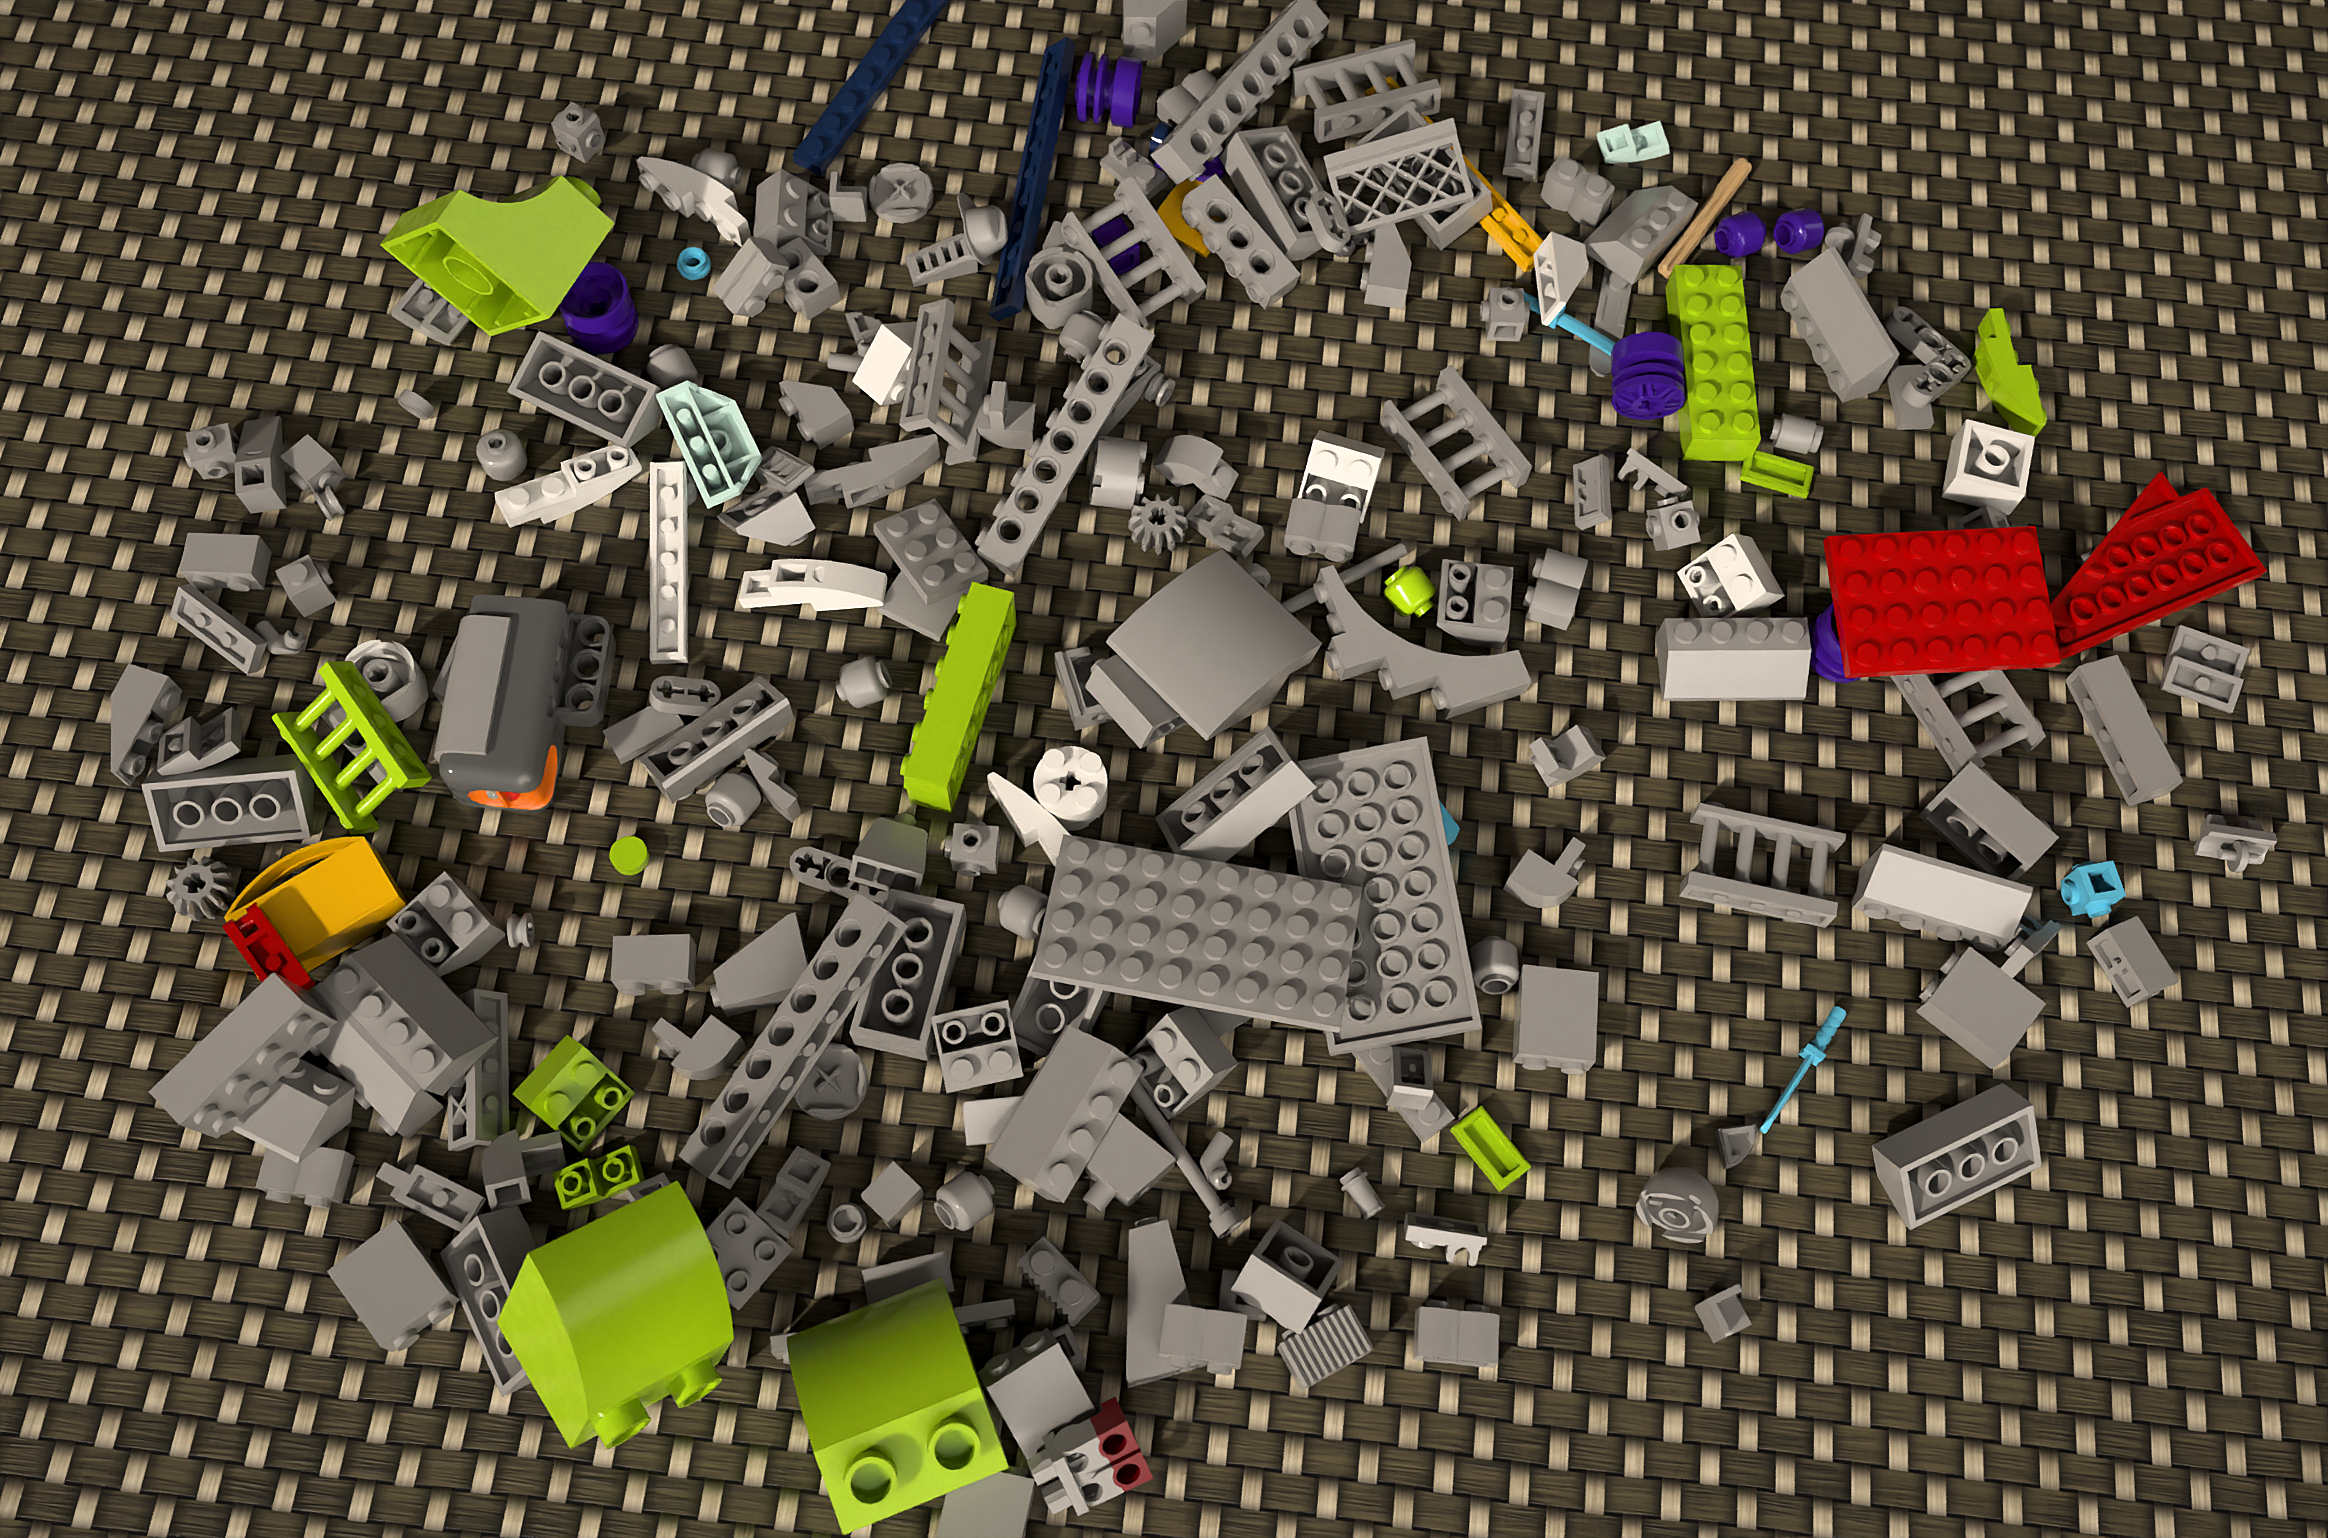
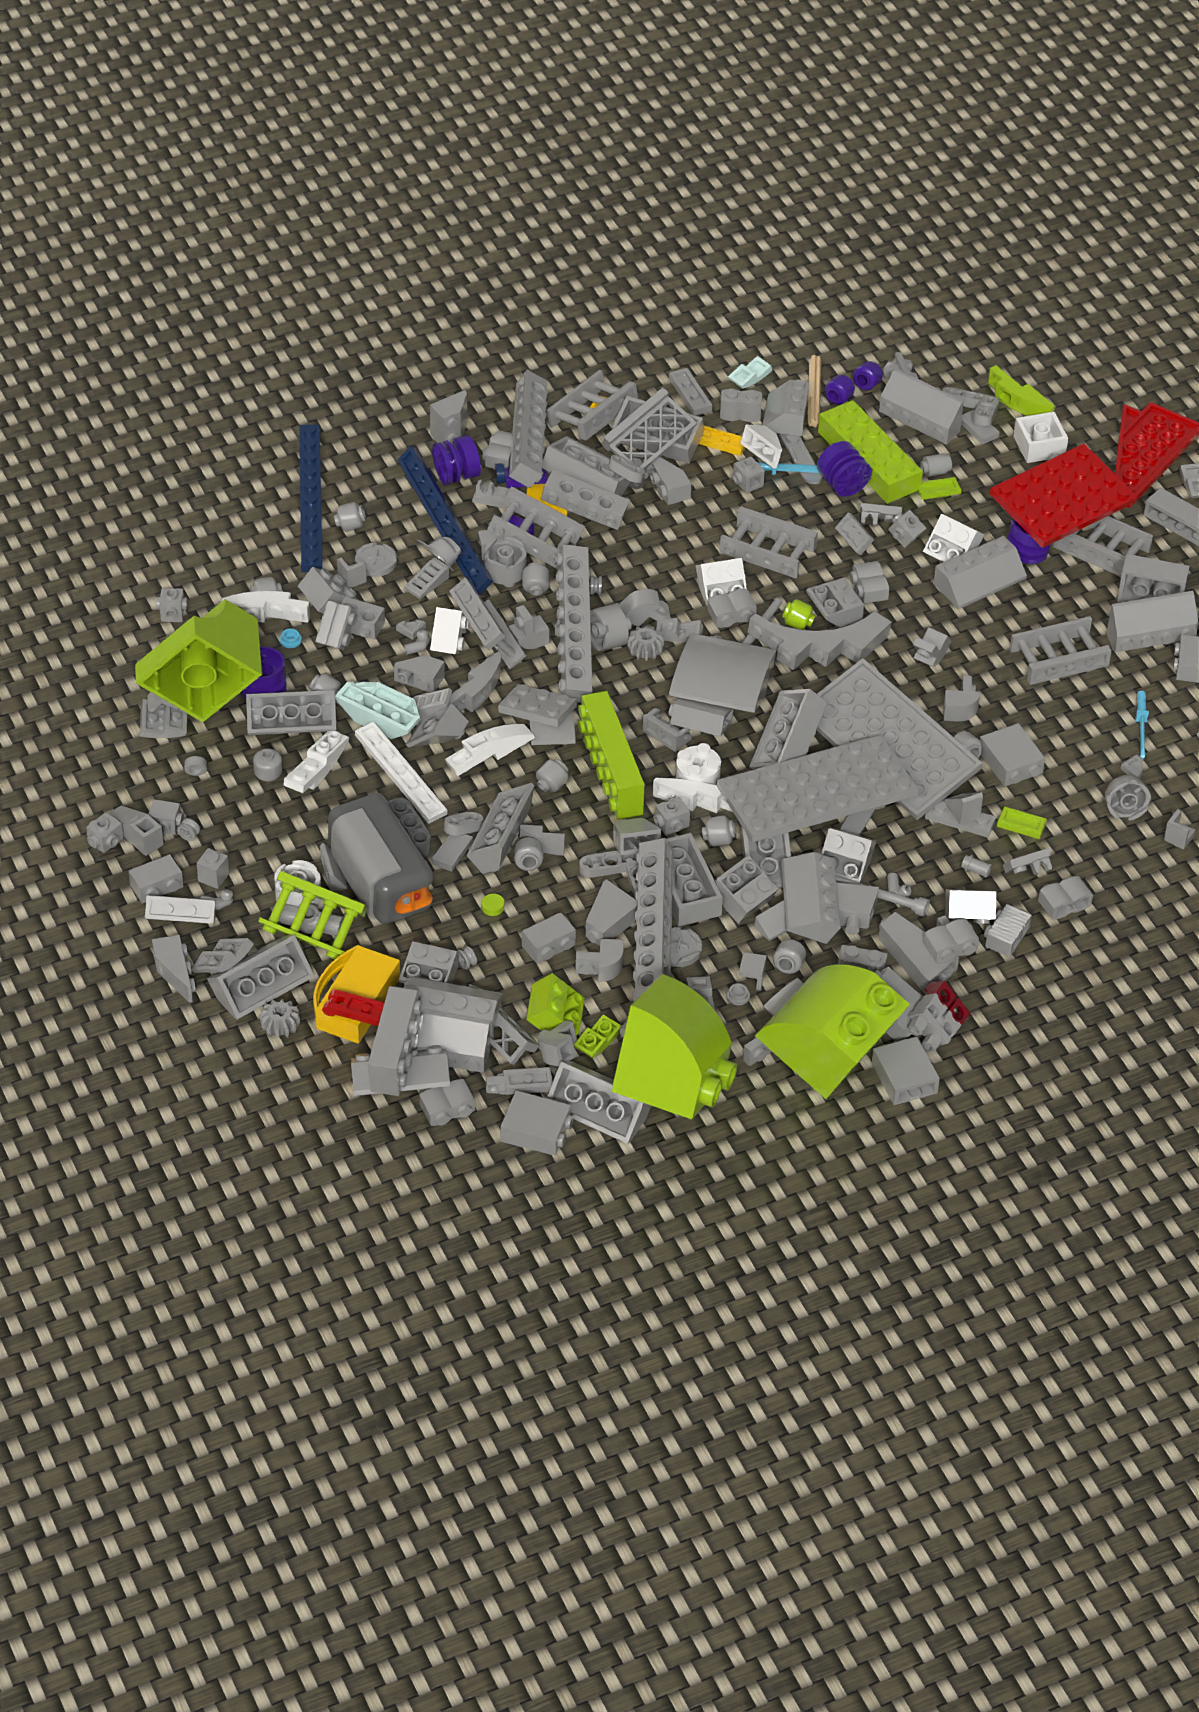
camera: 30 degrees left, 20 degrees down
(911, 108) = (350, 516): none -> light grey head

